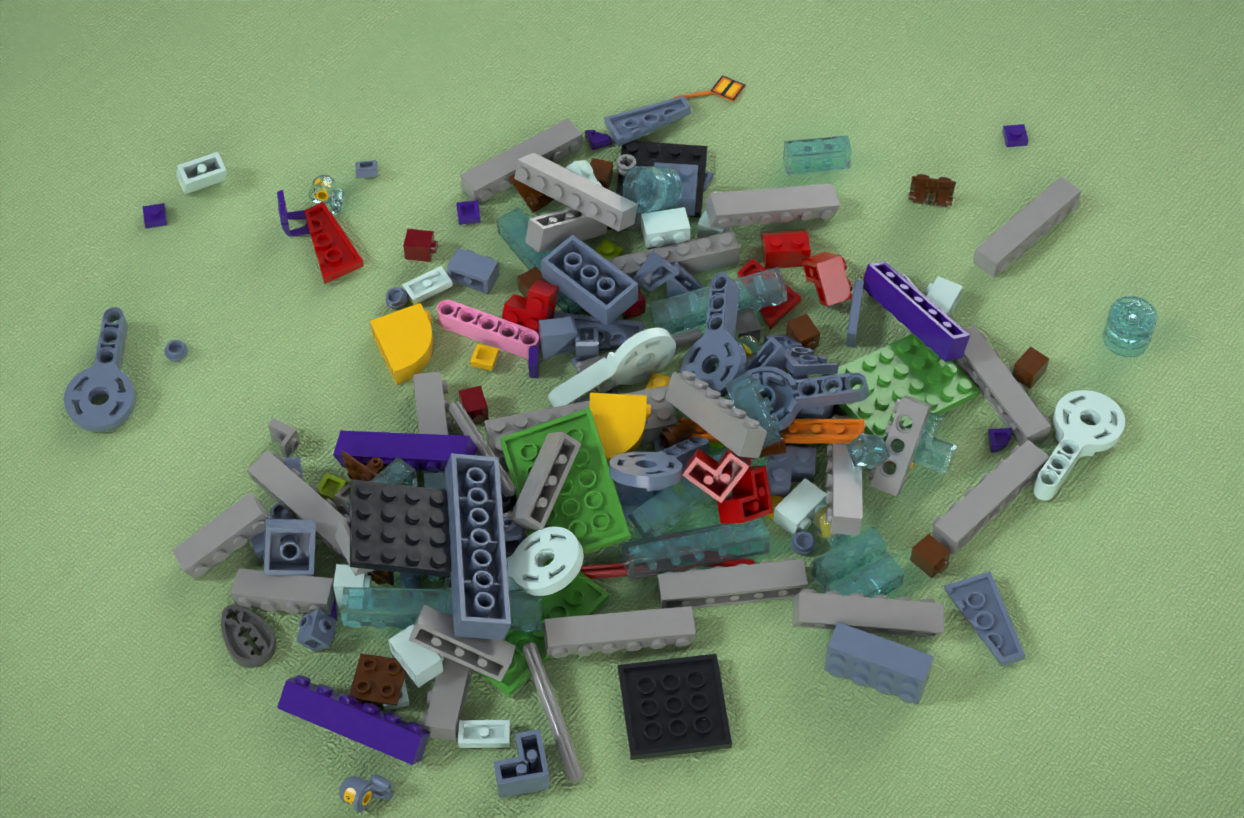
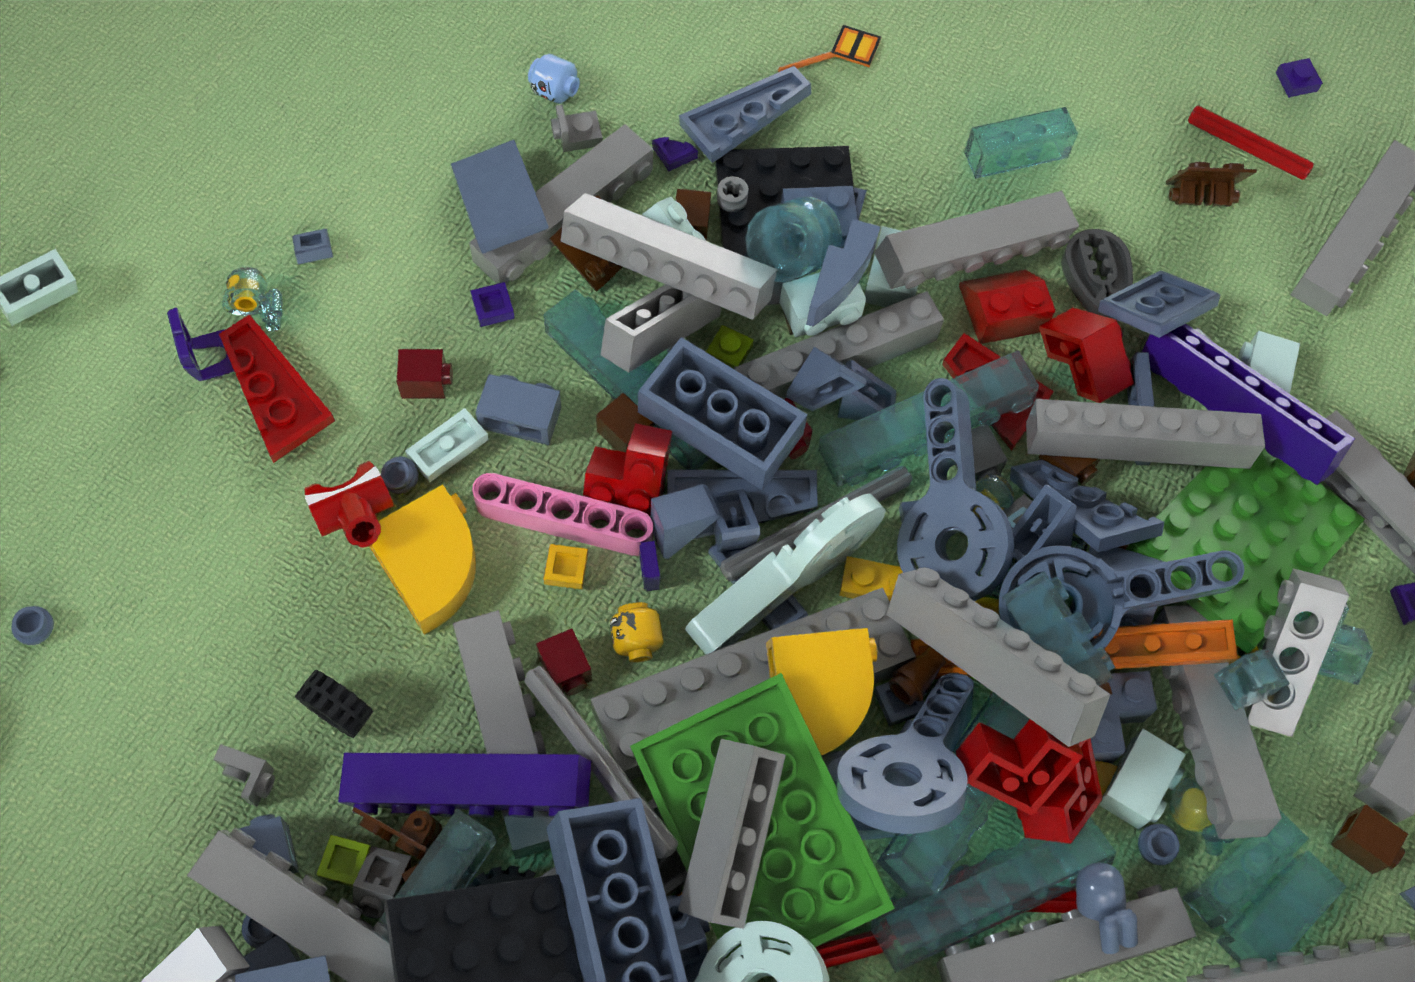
camera: 15 degrees left, 10 degrees up
(339, 407) = (334, 703): none -> black tyre
(365, 307) = (351, 505): none -> red connector
(482, 151) = (499, 196): none -> sand blue tile
(518, 394) = (636, 631): none -> yellow head
(530, 88) = (553, 78): none -> light blue head
(538, 120) = (576, 130): none -> light grey bracket
(676, 209) = (842, 270): none -> sand blue slope
(756, 555) = (1103, 898): none -> sand blue piece
(839, 235) = (1080, 269): none -> dark grey piece
(843, 321) = (1144, 433): none -> light grey brick
(878, 253) = (1159, 303): none -> sand blue tile
(971, 170) = (1250, 142): none -> red axle

